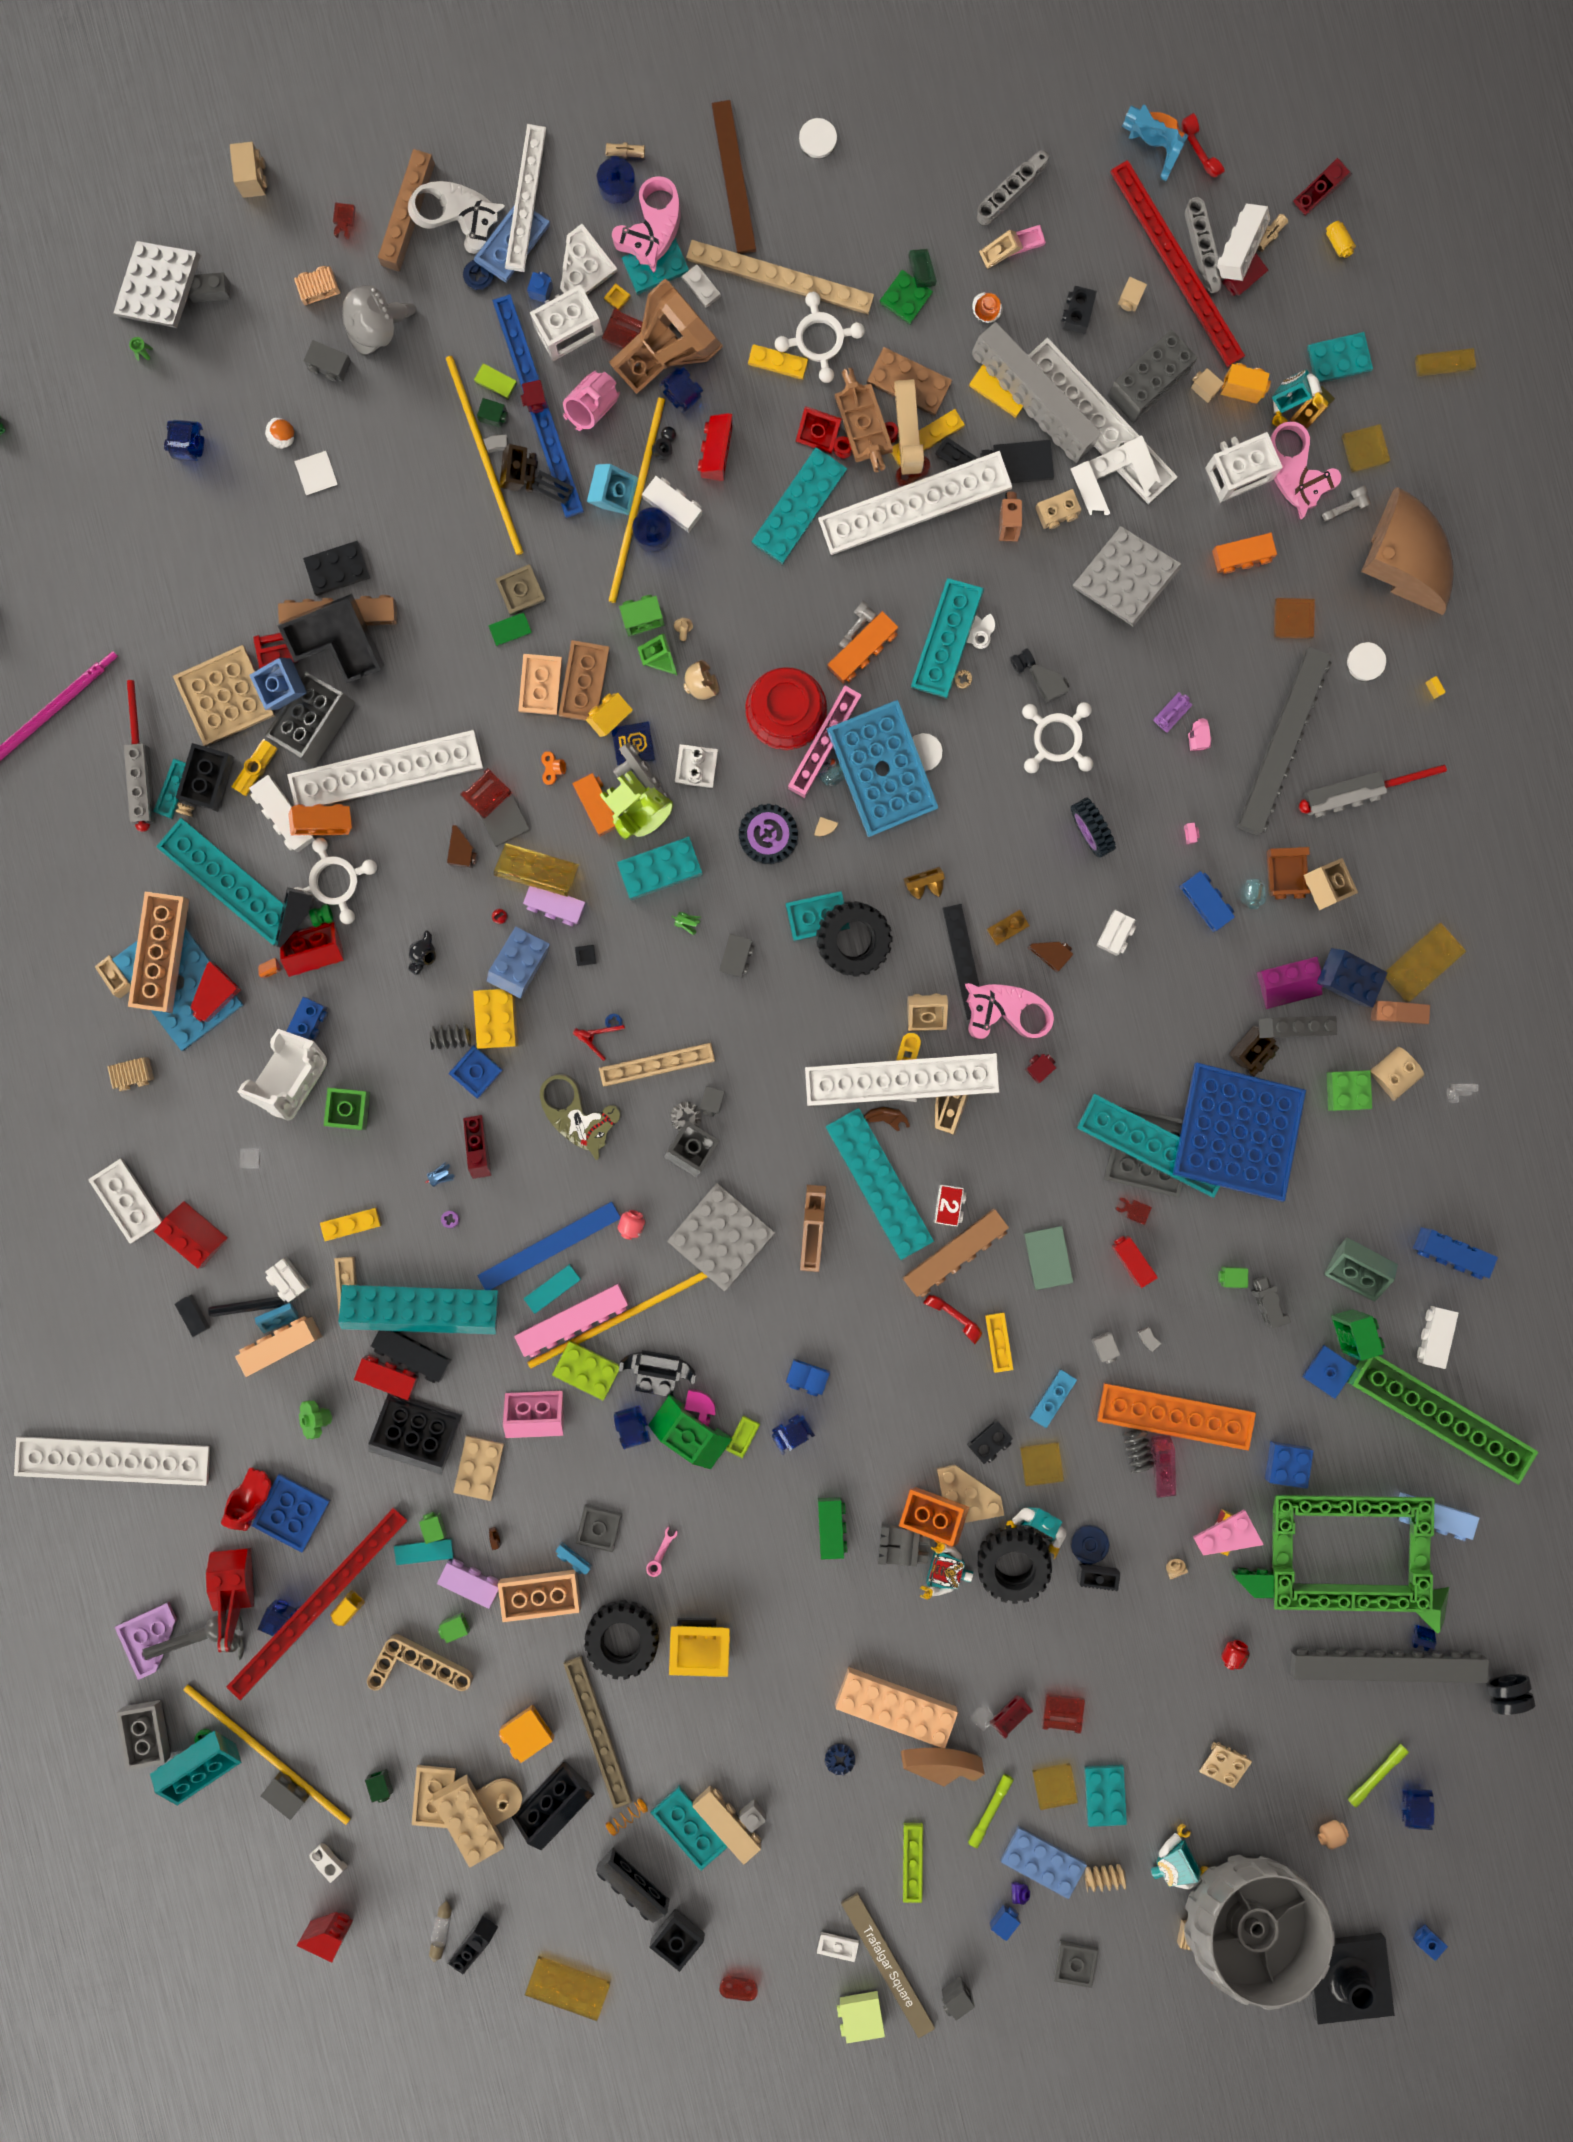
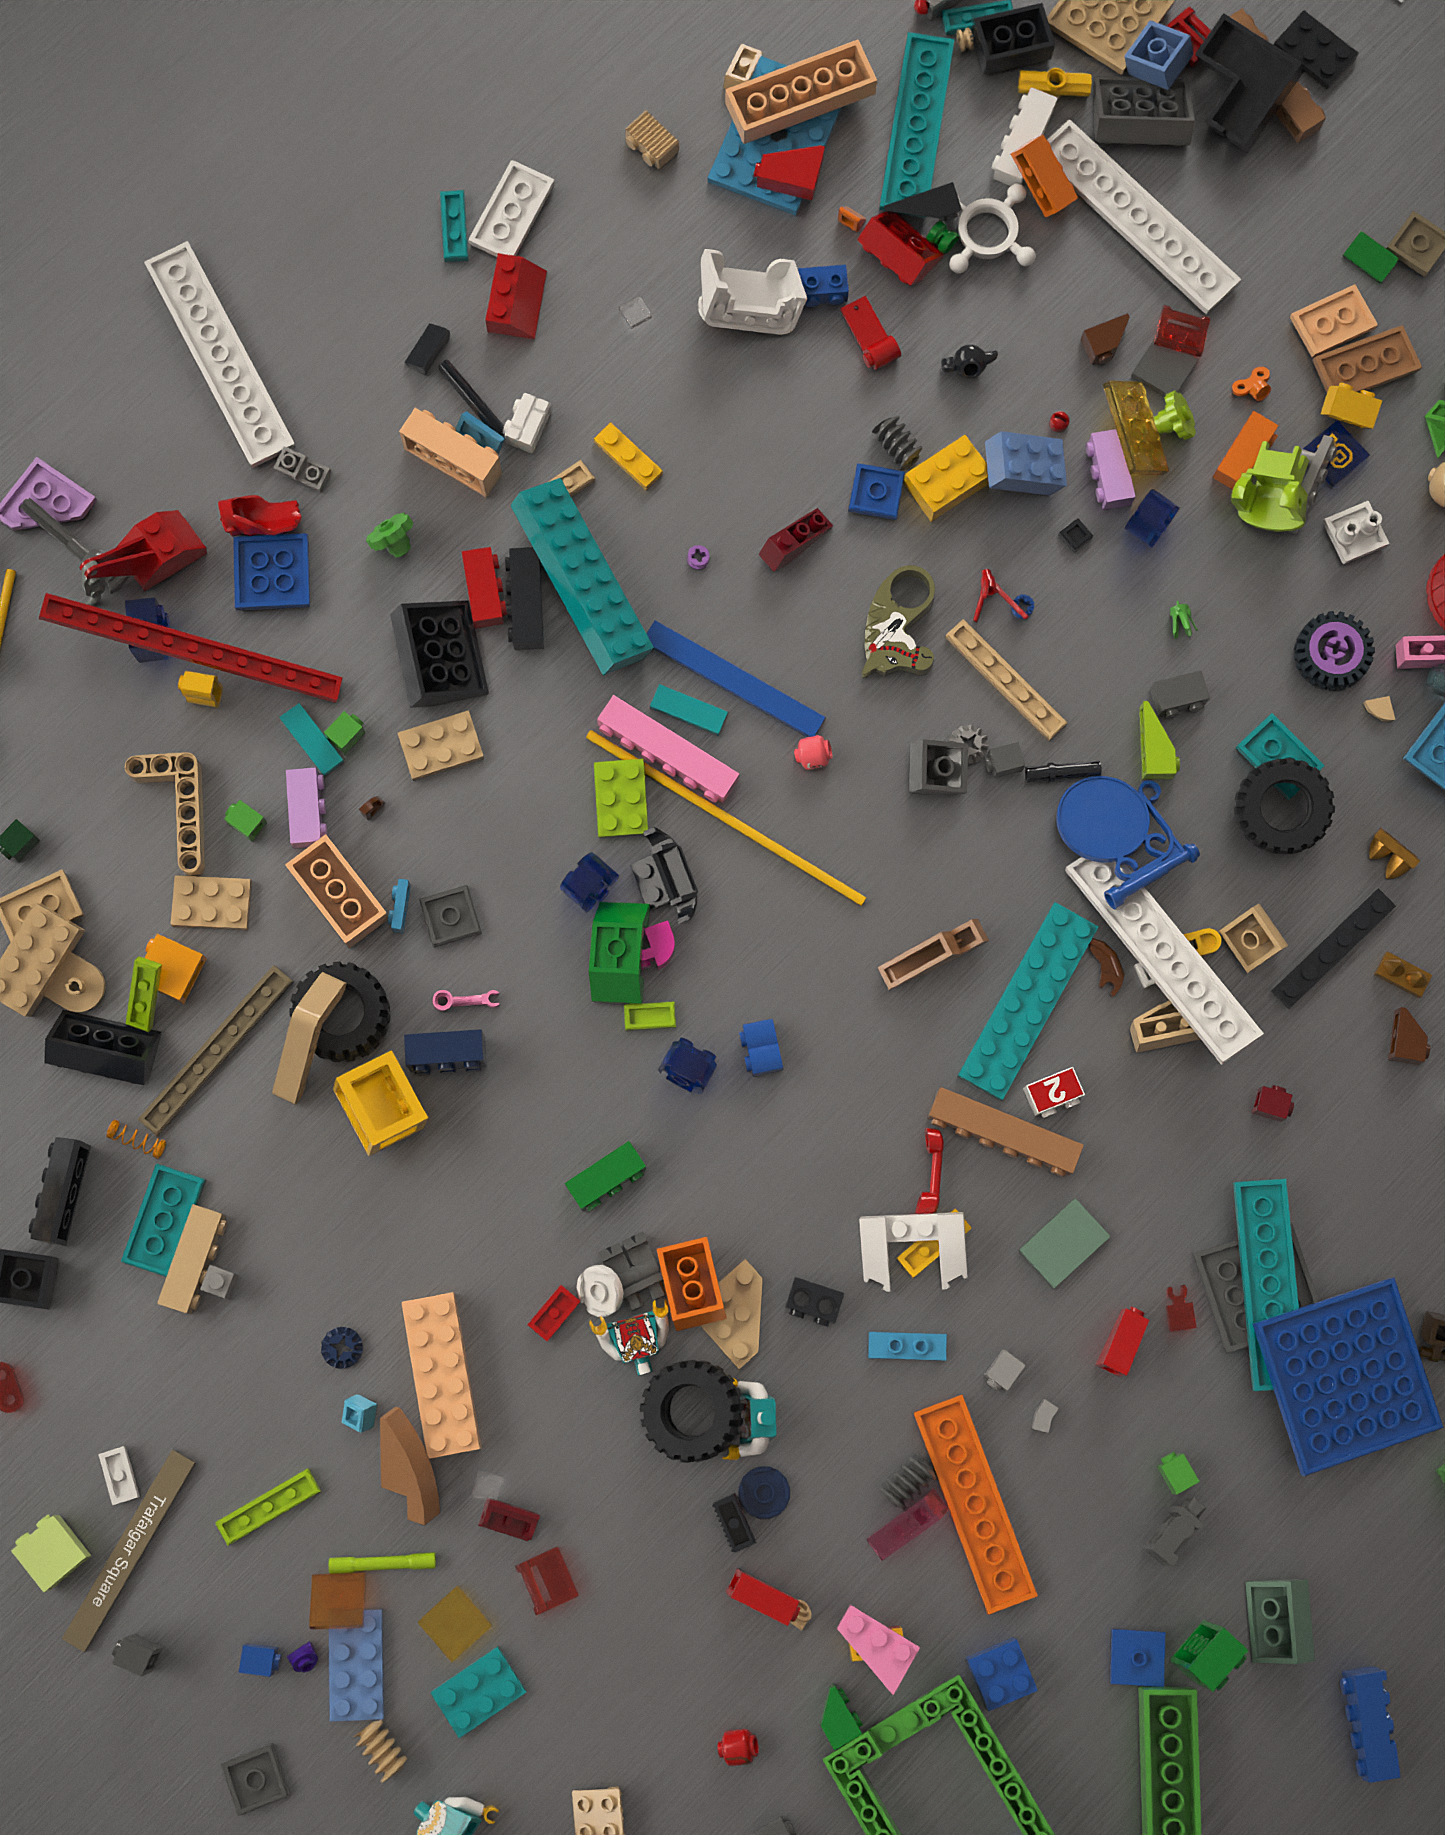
camera: 55 degrees right, 10 degrees down
(112, 1245) = (454, 226): none -> teal tile
(229, 1451) = (302, 469): none -> light grey slope
(346, 1108) = (753, 378): bright green brick -> none
(361, 1007) = (875, 343): none -> red door
(440, 1175) = (734, 513): flat silver piece -> none
(496, 1680) = (211, 902): none -> tan plate
(533, 1414) = (536, 769): bright pink slope -> none
(534, 1762) = (143, 993): none -> lime tile
(545, 837) = (1176, 417): none -> lime plant
(606, 900) = (1152, 518): none -> clear blue brick
(624, 1676) = (304, 1035): none -> tan beam
(659, 868) = (1221, 557): teal brick -> none
(689, 1587) = (445, 1051): none -> dark blue brick
(721, 1237) = (860, 859): light grey plate -> none
(741, 1066) = (1061, 771): none -> black pin
(767, 996) = (1157, 750): none -> lime slope
(793, 1059) = (1110, 822): none -> blue piece
(888, 1772) = (359, 1413): none -> medium azure slope
(898, 1612) = (554, 1313): none -> red plate
(902, 1575) = (600, 1290): none -> white tile
(993, 1001) = (1321, 1017): bright pink animal -> none
(995, 1332) = (945, 1227): none -> white wedge
(998, 1853) = (337, 1601): none -> clear orange tile
(1041, 1464) = (823, 1378): clear yellow tile -> none
(1155, 1587) = (763, 1597): none -> red slope
(1437, 1337) = (1259, 1763): white brick -> none

